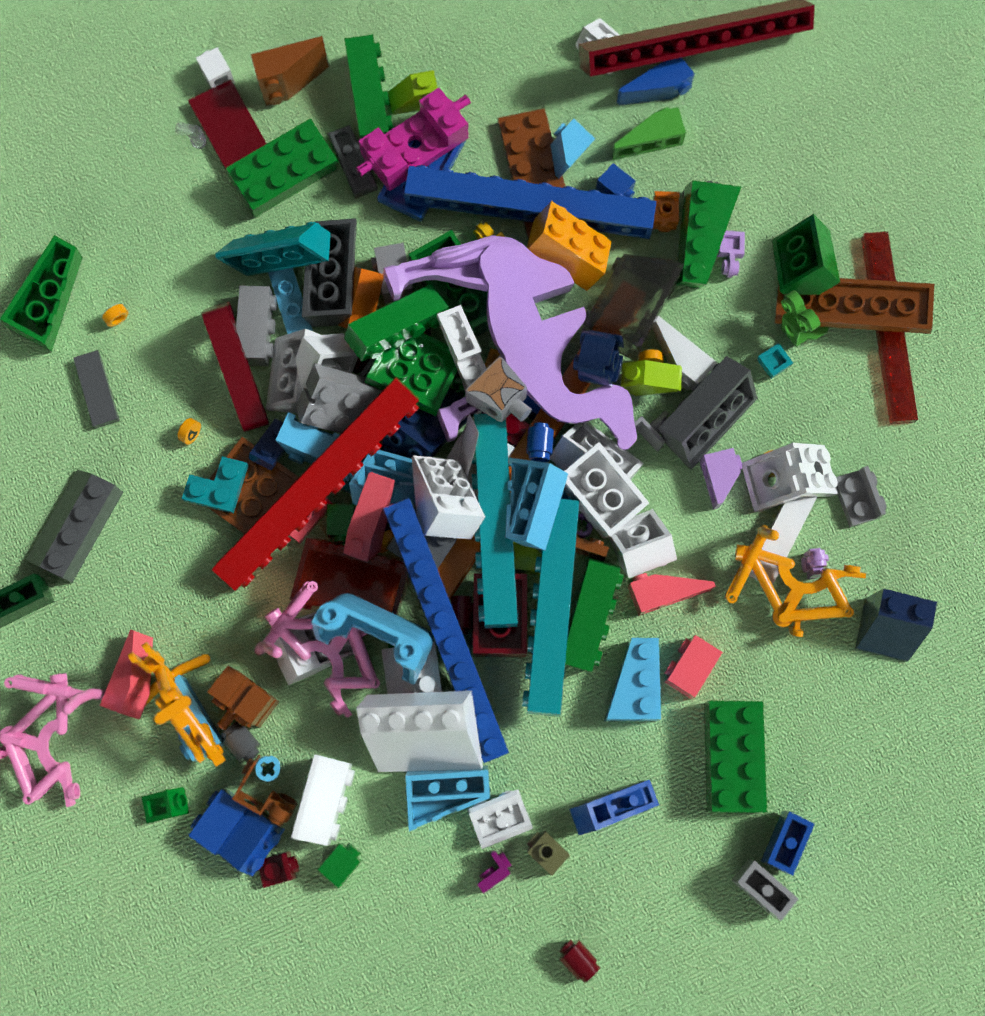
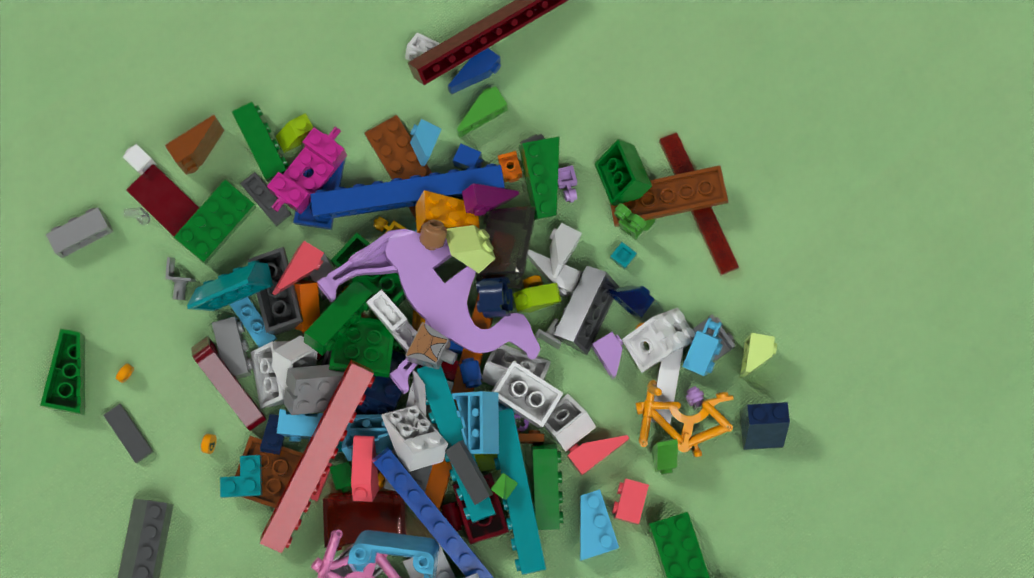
camera: 15 degrees left, 0 degrees up
(115, 133) = (79, 232): none -> light grey brick
(216, 227) = (179, 282): none -> light grey bracket
(369, 248) = (303, 263): none -> coral slope
(500, 560) = (469, 472): none -> dark grey tile
(539, 592) = (504, 486): none -> bright green slope
(546, 254) = (433, 234): none -> medium nougat head
(589, 285) = (471, 246): none -> yellowish green slope
(624, 236) = (482, 198): none -> magenta slope
(702, 325) = (562, 246): none -> white slope
(755, 622) = (665, 456): none -> bright green slope
(771, 417) = (633, 299): none -> clear blue slope
(844, 505) = (704, 349): none -> medium azure brick
(911, 529) = (756, 352): none -> yellowish green slope

